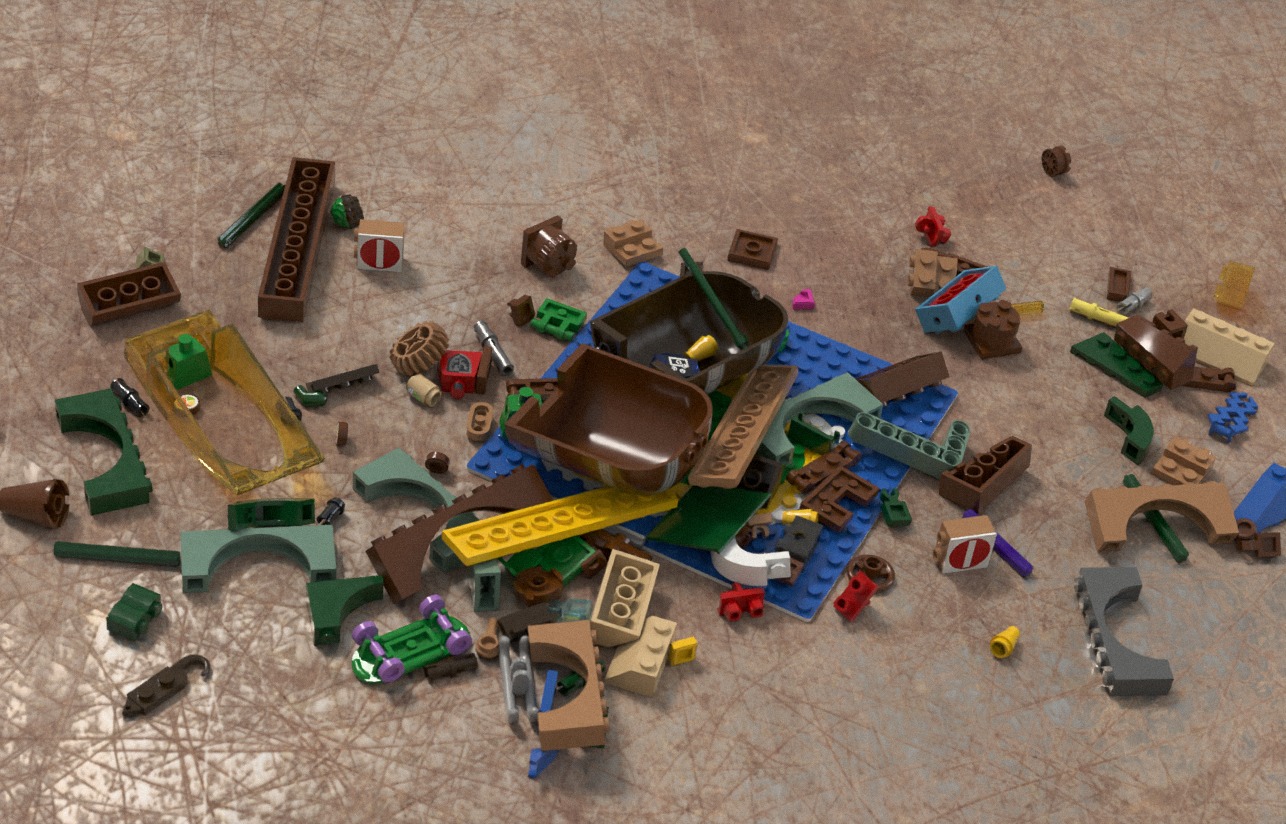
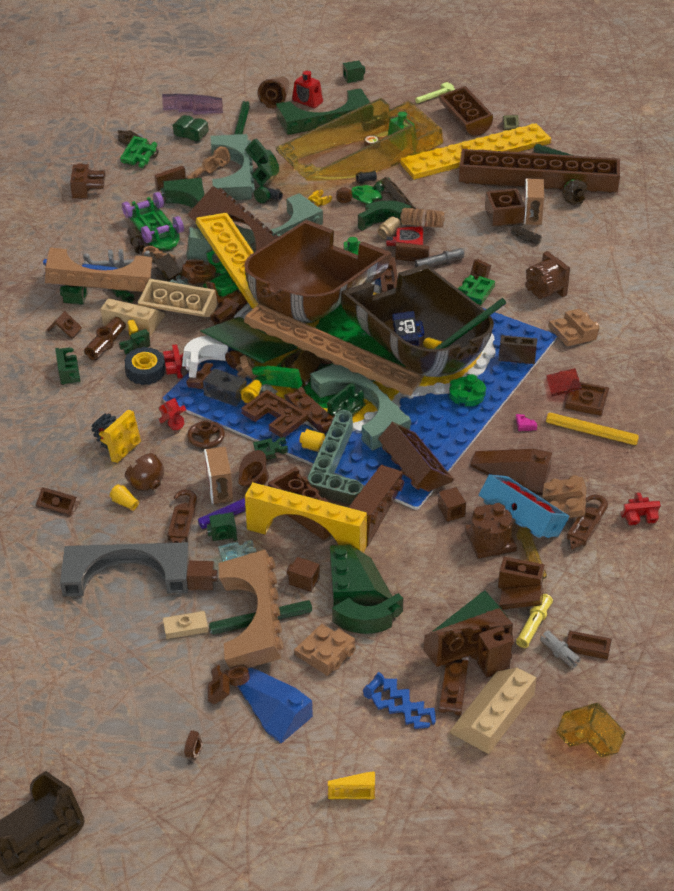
camera: 100 degrees right, 0 degrees up
(44, 317) = (445, 87): none -> yellowish green piece
(46, 461) = (307, 91): none -> red torso
(54, 609) = (191, 102): none -> clear purple slope
(203, 677) = (135, 149): none -> green plate
(219, 291) = (449, 157): none -> yellow plate
(243, 577) = (219, 158): none -> medium nougat piece
(285, 630) = (173, 174): none -> reddish brown tile
(293, 741) = (85, 179): none -> reddish brown brick
(331, 413) = (365, 193): none -> green plate
(336, 467) = (315, 197): none -> yellow piece
(338, 520) = (261, 195): none -> dark green tile
(386, 275) = (505, 207): none -> reddish brown brick
(388, 402) = (380, 212): none -> dark green arch
(434, 268) = (526, 234): none -> dark brown axle
(674, 730) = (67, 324): none -> reddish brown bracket
(699, 682) = (104, 338): none -> reddish brown piece
(705, 648) = (137, 340): none -> dark green plate
(733, 260) = (563, 382): none -> clear red piece
(753, 635) = (144, 365): none -> black wheel
(763, 724) = (67, 366): none -> dark green hinge
(779, 490) = (278, 376): none -> green hinge
(806, 250) = (591, 428): none -> yellow axle
(883, 463) = (312, 440): none -> yellow brick
(885, 309) = (524, 466): none -> reddish brown wedge
(909, 643) = (117, 435): none -> yellow plate
(938, 509) = (253, 469): none -> reddish brown piece
(957, 359) = (451, 504): none -> reddish brown brick
(967, 616) = (146, 473): none -> reddish brown cylinder
(984, 412) = (378, 497): none -> reddish brown wedge
(1019, 710) = (57, 501): none -> reddish brown slope
(1027, 466) = (344, 524): none -> yellow arch
(1029, 585) = (182, 518): none -> reddish brown plate
(1035, 546) = (222, 527): none -> dark green brick
(1056, 318) = (519, 573): none -> reddish brown brick
(1069, 538) = (235, 550): none -> clear light blue plate
(1078, 318) = (521, 597): none -> reddish brown tile
(1087, 442) = (355, 577): none -> dark green wedge
(1088, 477) = (303, 574): none -> reddish brown brick
(1113, 556) = (201, 575): none -> reddish brown brick
(1182, 579) = (185, 625): none -> tan plate

